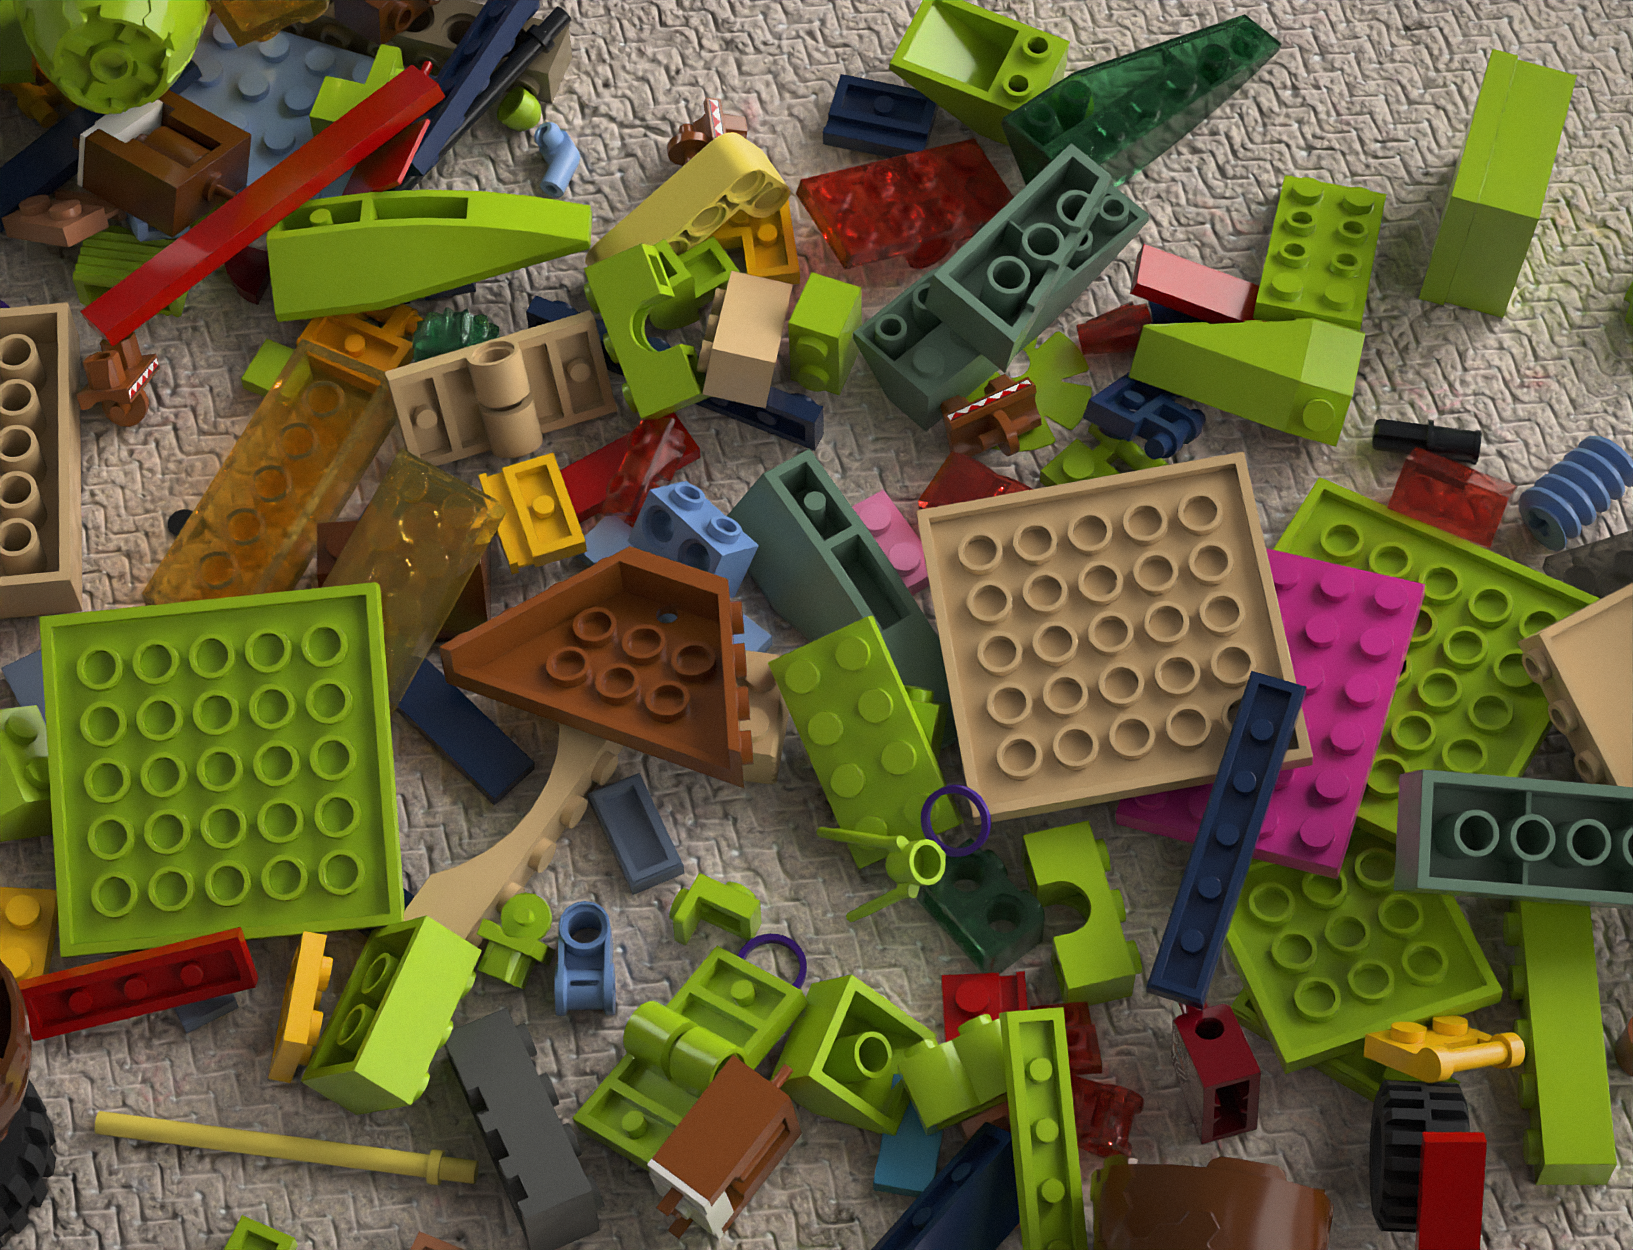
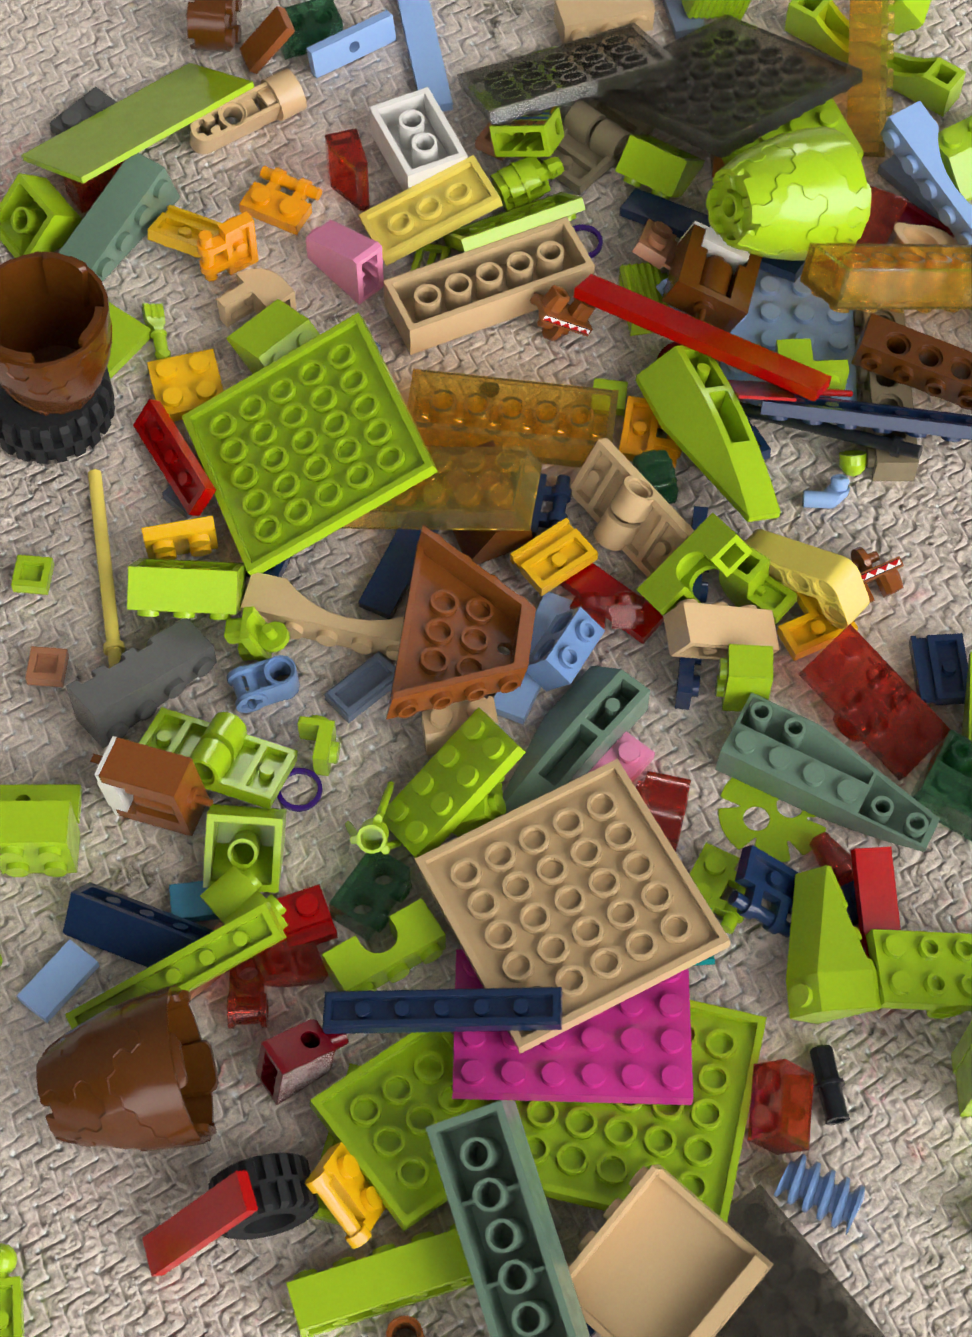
camera: 70 degrees right, 0 degrees up
(979, 803) = (420, 857): dark purple piece -> none
(993, 419) = (729, 801): dark orange hips -> none
(1012, 264) = (838, 767): sand green wedge -> none

